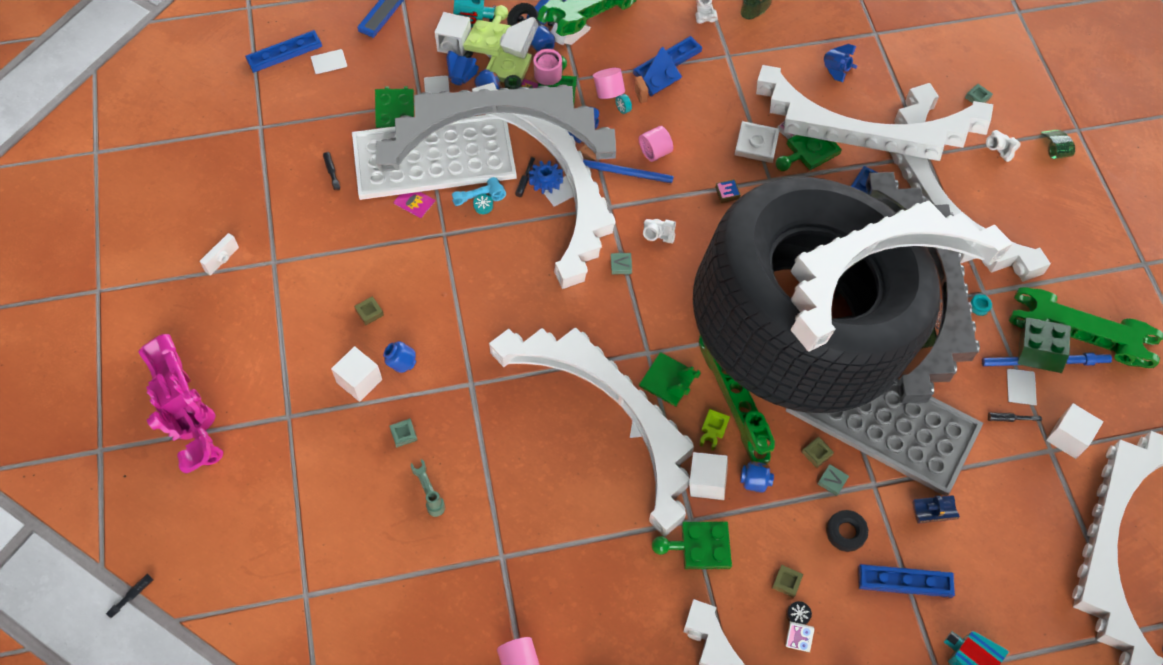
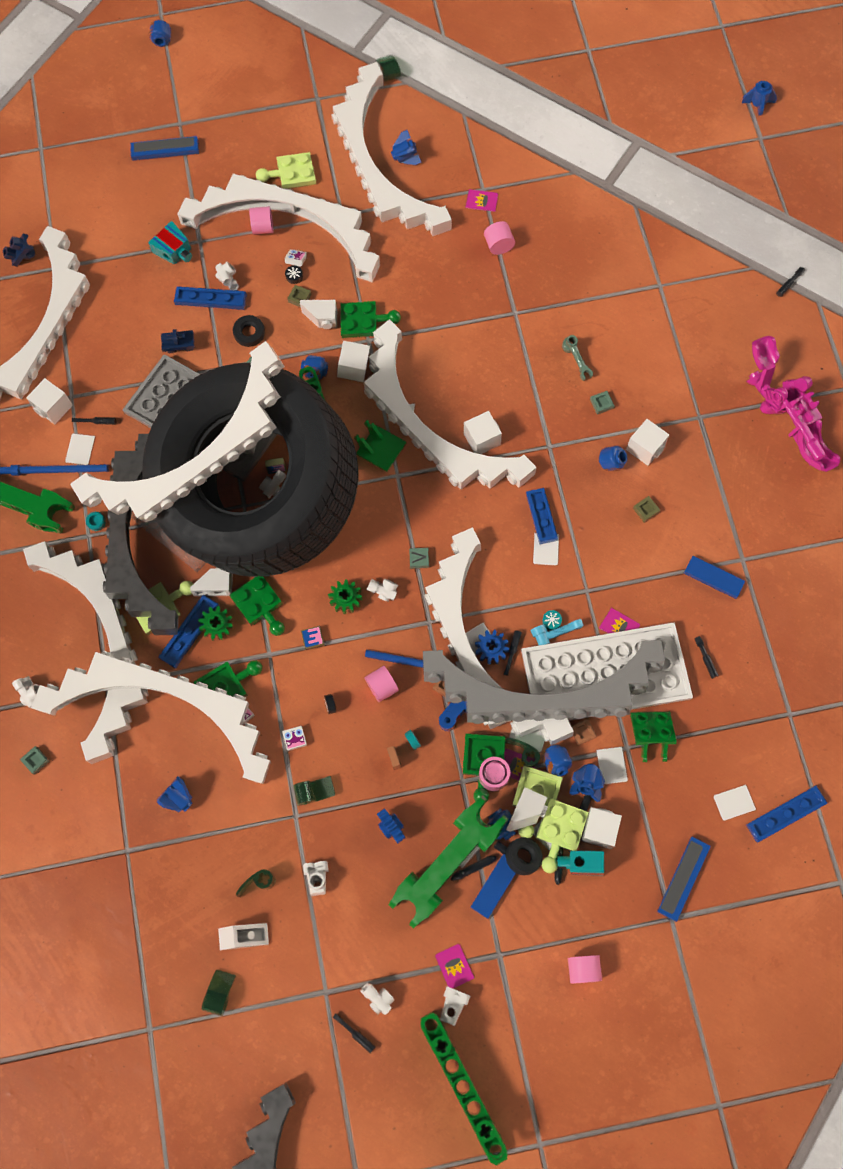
camera: 175 degrees left, 10 degrees up
(219, 254) = (793, 558): white plate -> none
(308, 242) = (714, 577): none -> blue tile
(483, 274) = (545, 553): none -> white sticker
(486, 305) = (541, 516): none -> blue tile
(549, 386) = (482, 433): none -> white head
(609, 83) = (428, 758): bright pink piece -> none
(641, 36) = (391, 826): none -> blue gear
(661, 73) = (372, 779): blue wing -> none
(678, 53) = (362, 805): blue tile -> none
(697, 223) = (340, 591): none -> green gear
(705, 132) = (330, 704): none -> black tile
(714, 427) = (346, 407): lime plate -> none
(720, 68) = (310, 792): none -> clear green panel
(736, 109) = (294, 738): none -> tile
(756, 550) = (320, 312): none -> white slope
(757, 142) = (277, 694): white plate -> none
(892, 611) = (224, 275): none -> white plate
(1044, 345) = (52, 471): dark green brick -> none

